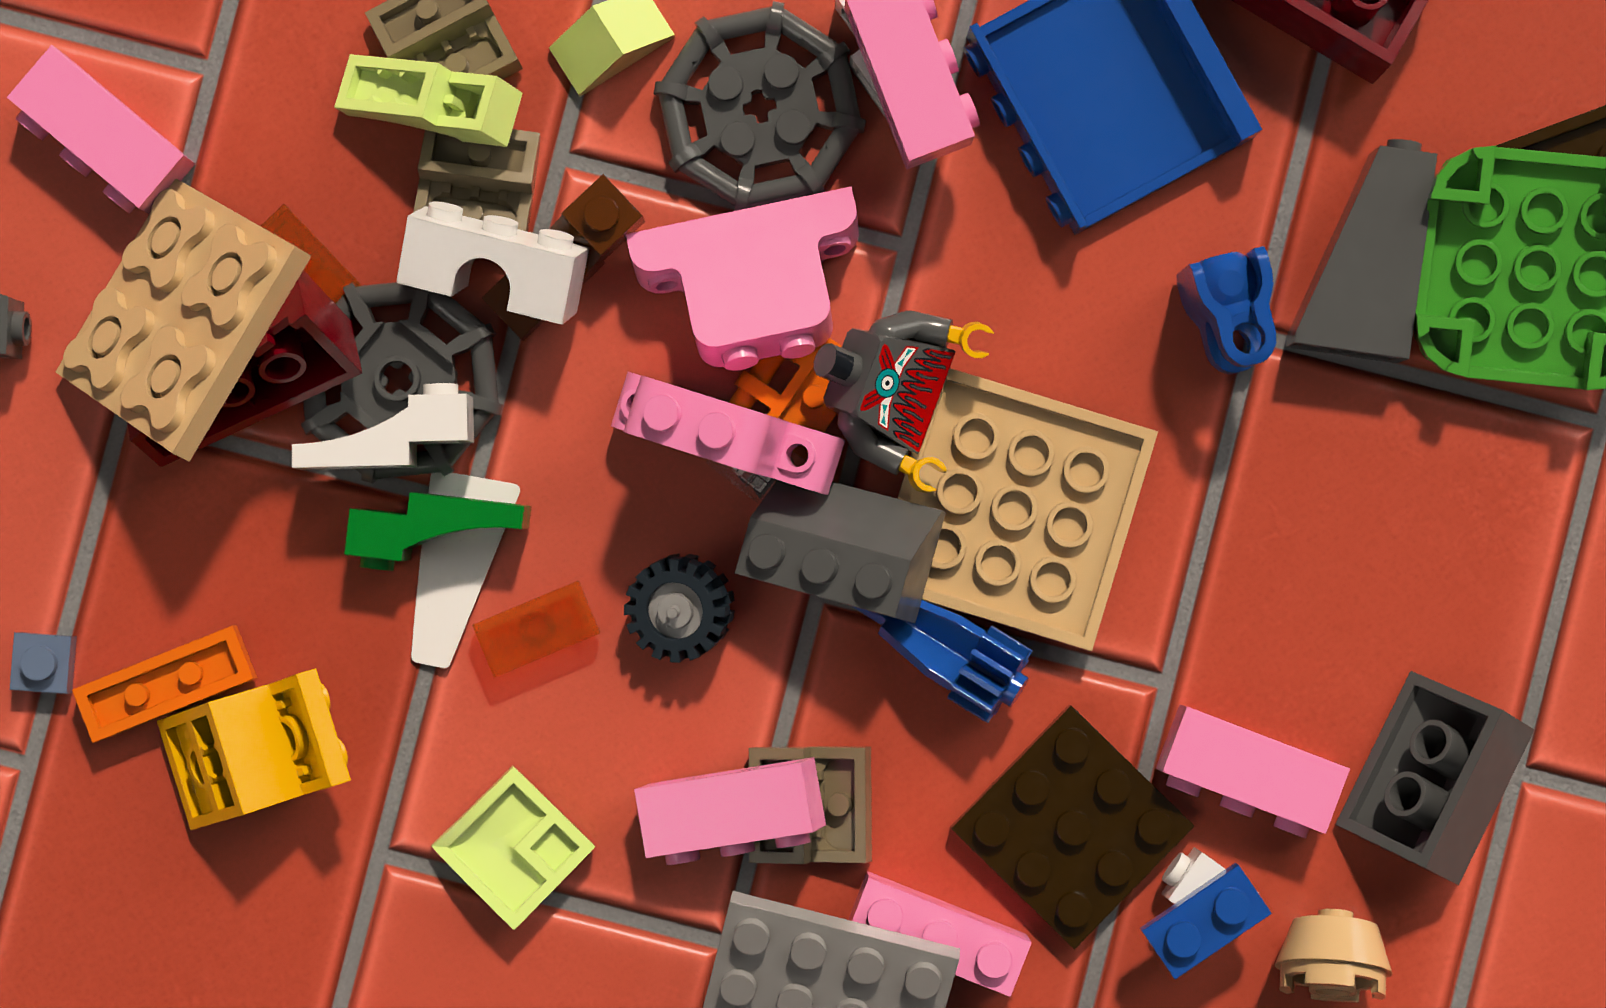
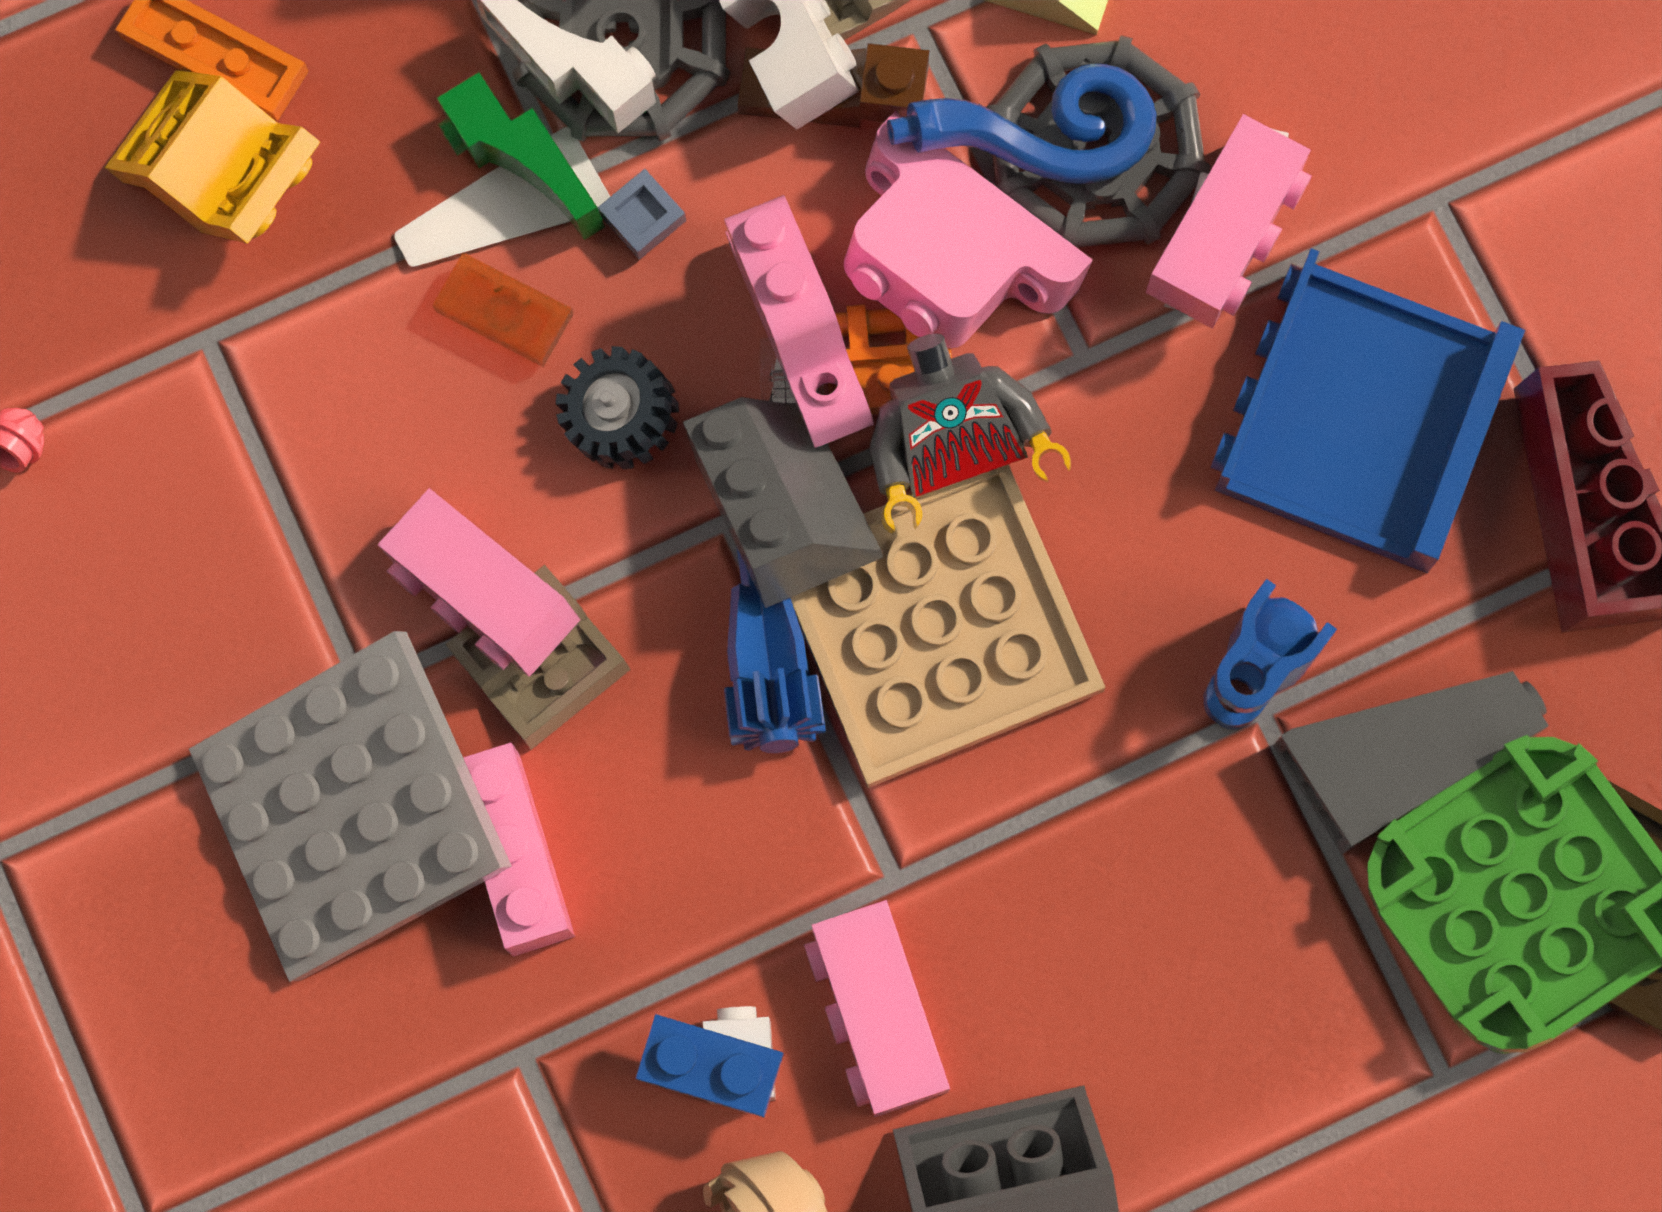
camera: 55 degrees right, 10 degrees down
(513, 847) = (300, 436): yellowish green plate -> none
(546, 473) = (642, 214): none -> sand blue plate
(676, 199) = (959, 122): none -> blue plant
(1072, 826) = (701, 897): dark brown plate -> none

